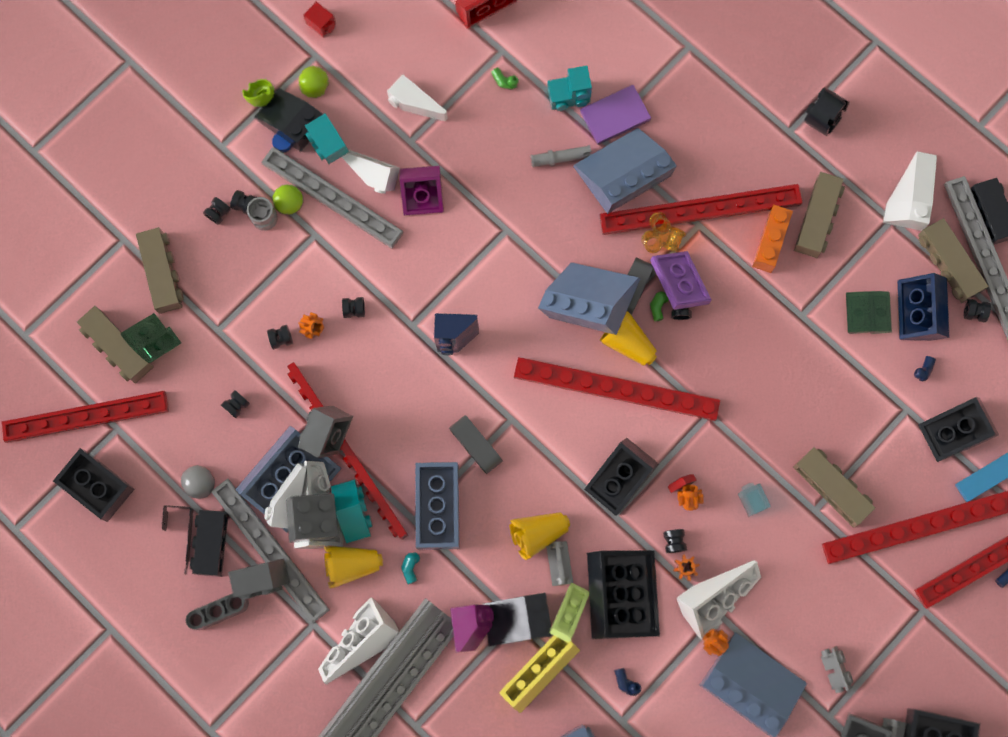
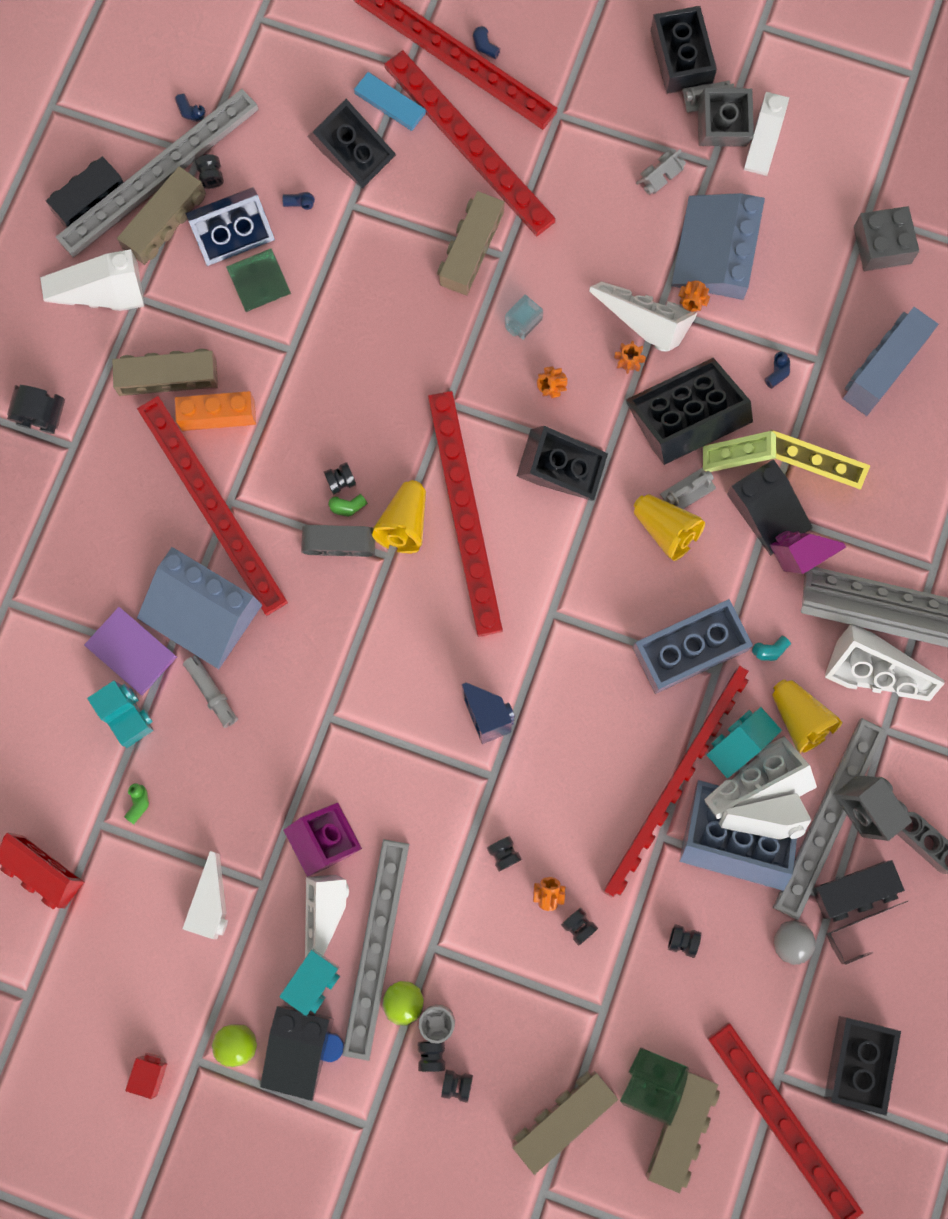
camera: 115 degrees left, 0 degrees up
(259, 93) = (278, 1107): lime hair -> none
(311, 518) = (782, 773): dark grey brick -> none
(325, 431) = (675, 806): dark grey brick -> none
(475, 444) = (600, 637): dark grey beam -> none
(589, 297) = (374, 577): sand blue slope -> none
(666, 235) = (263, 532): clear yellow piece -> none
(675, 541) = (606, 380): black wheel -> none
(679, 483) = (537, 394): red tile -> none
(680, 280) = (309, 489): medium lavender tile -> none

